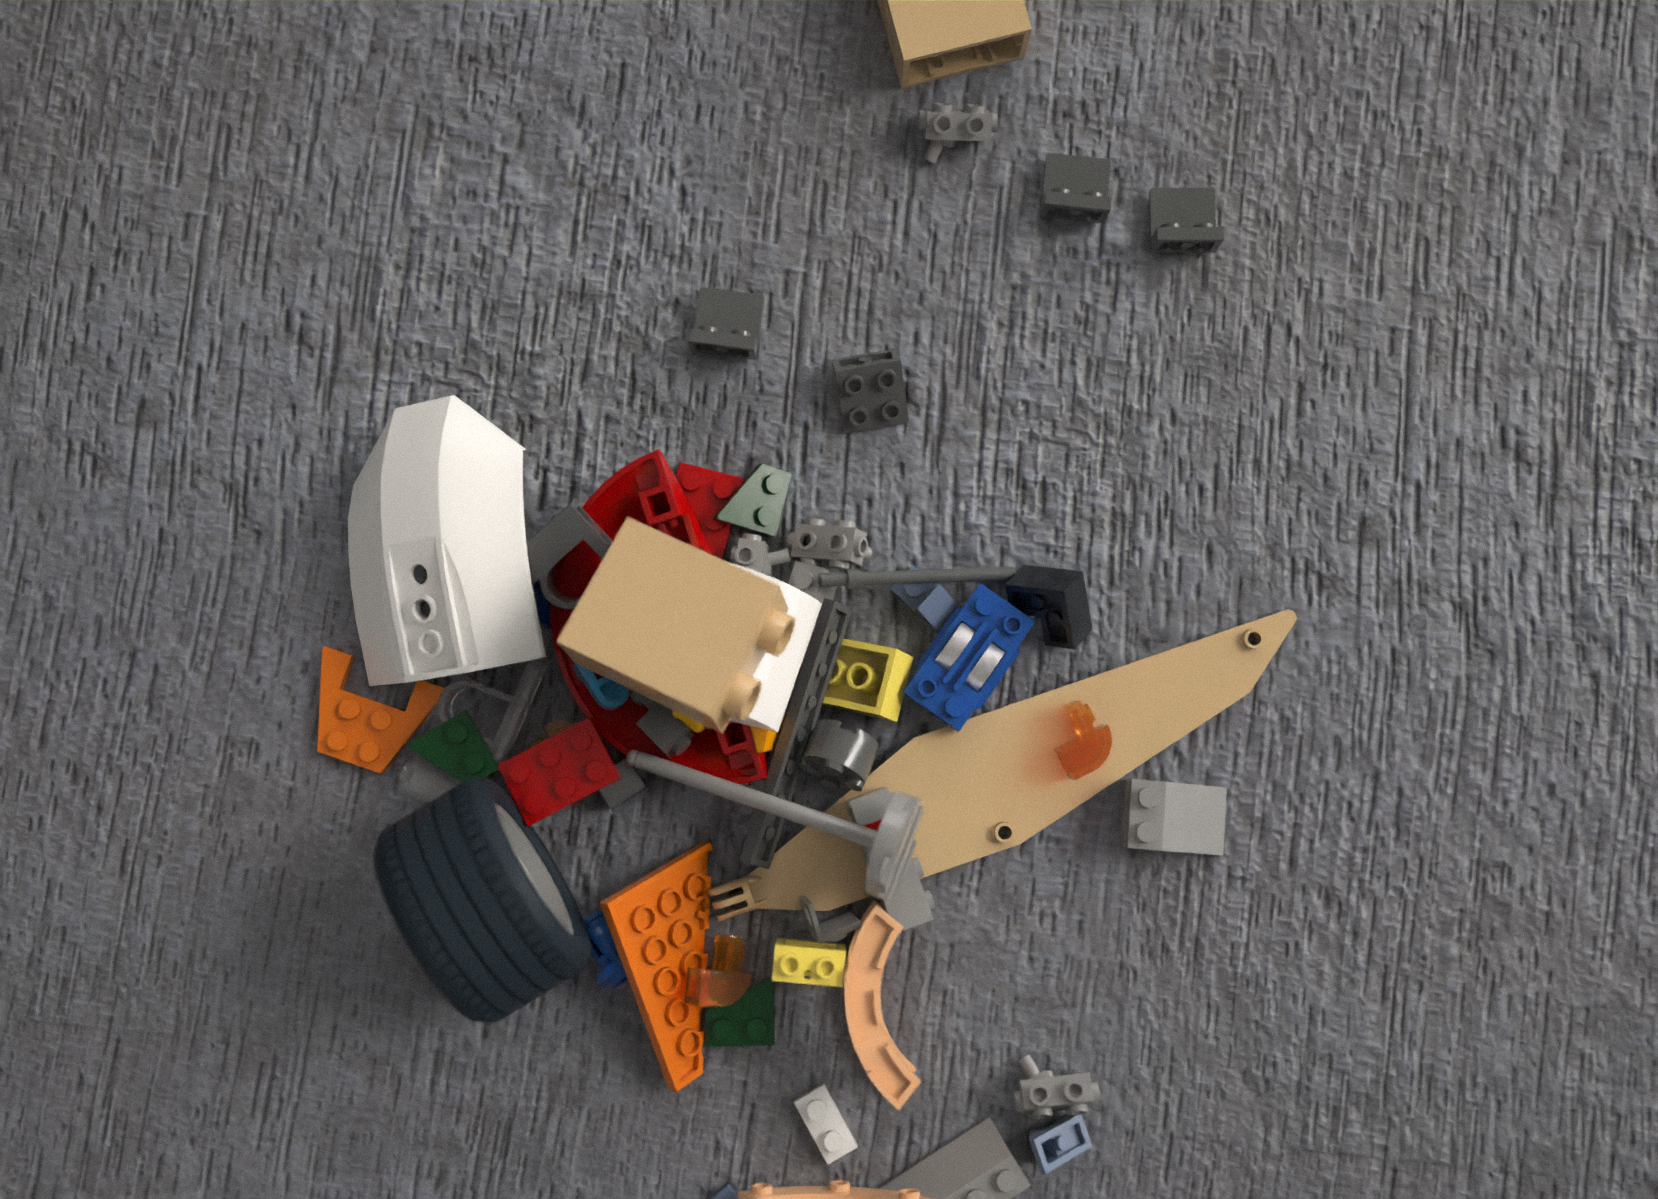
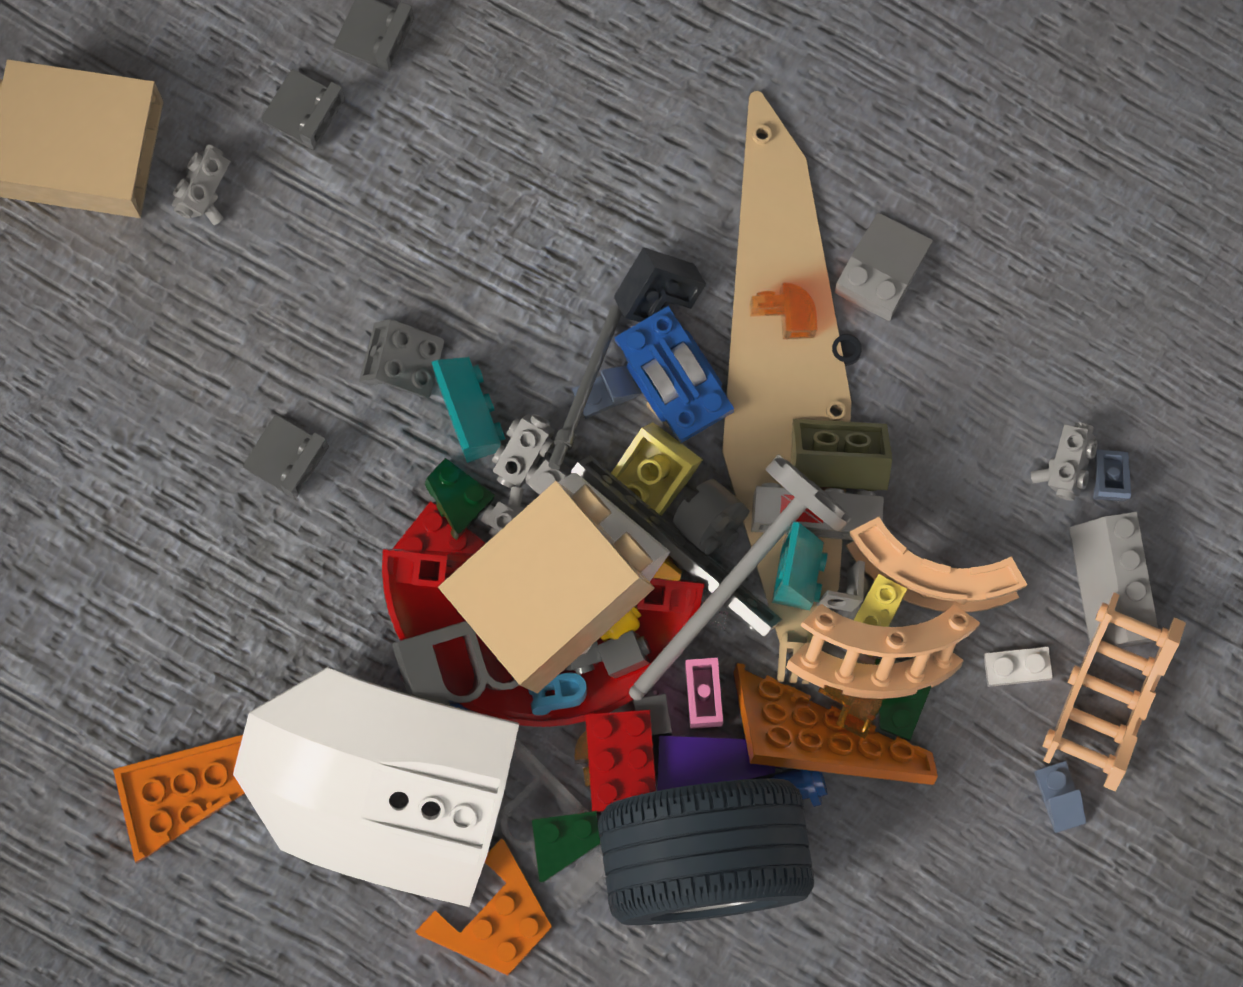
camera: 65 degrees left, 5 degrees down
(362, 364) = (176, 793): none -> orange wing
(591, 849) = (705, 760): none -> dark purple slope
(662, 823) = (704, 693): none -> bright pink brick
(759, 989) = (928, 641): none -> light nougat fence
(822, 866) = (799, 569): none -> teal slope
(848, 471) = (468, 407): none -> teal slope
(961, 858) = (842, 453): none -> olive slope
(1075, 819) = (850, 347): none -> black tile

